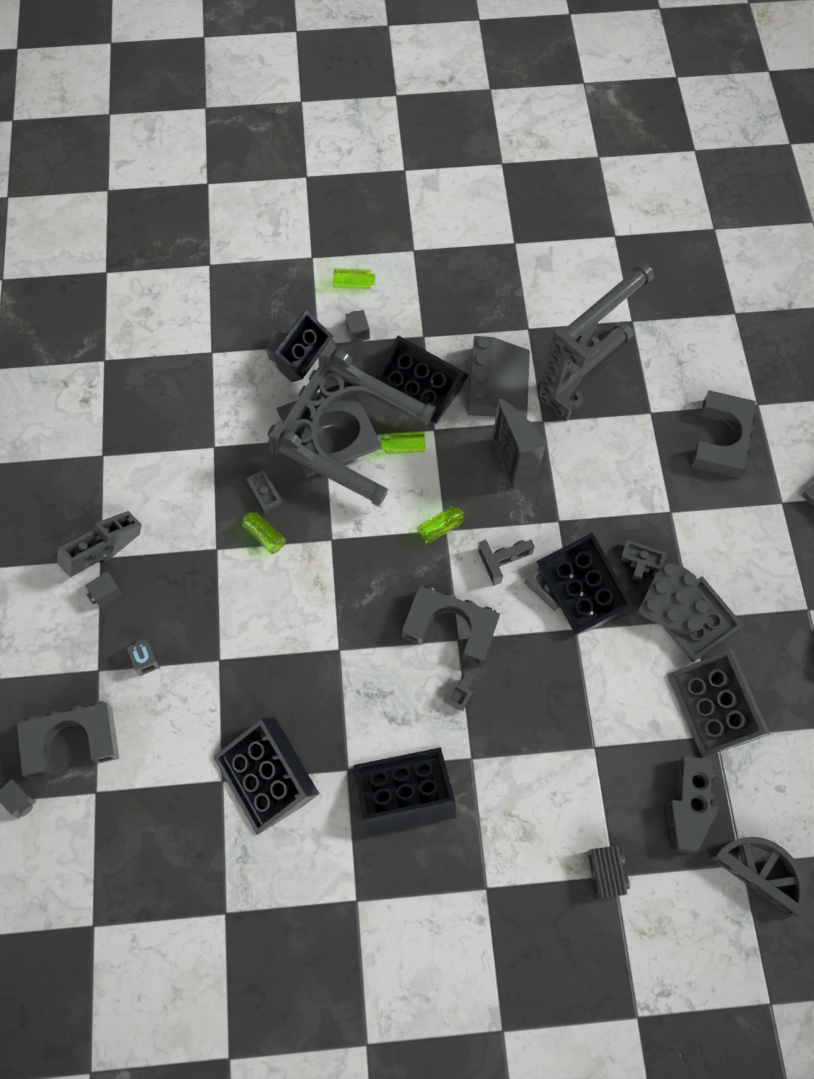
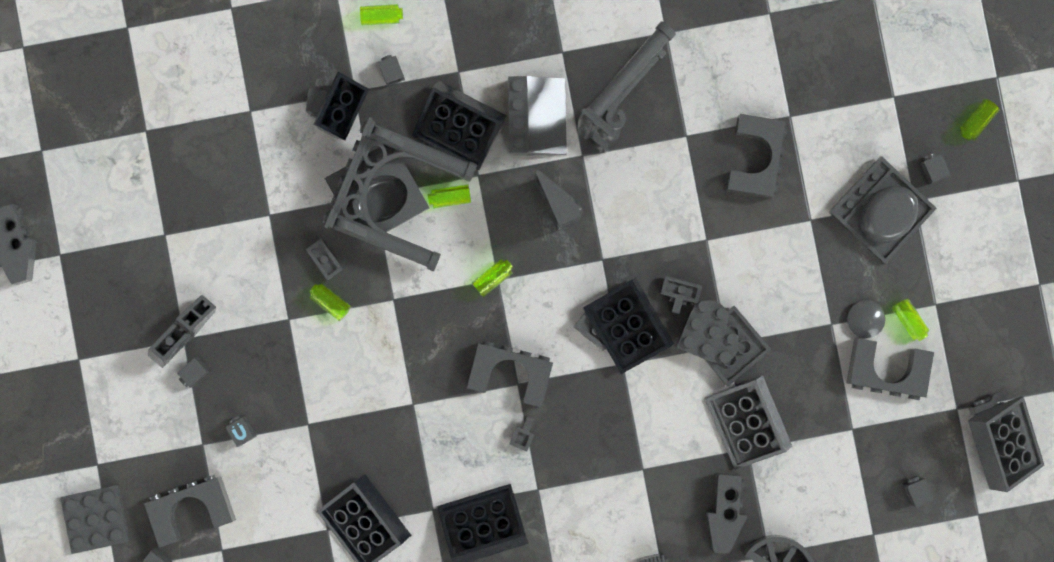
camera: 10 degrees left, 20 degrees up
(502, 557) = (552, 303): dark grey bracket -> none

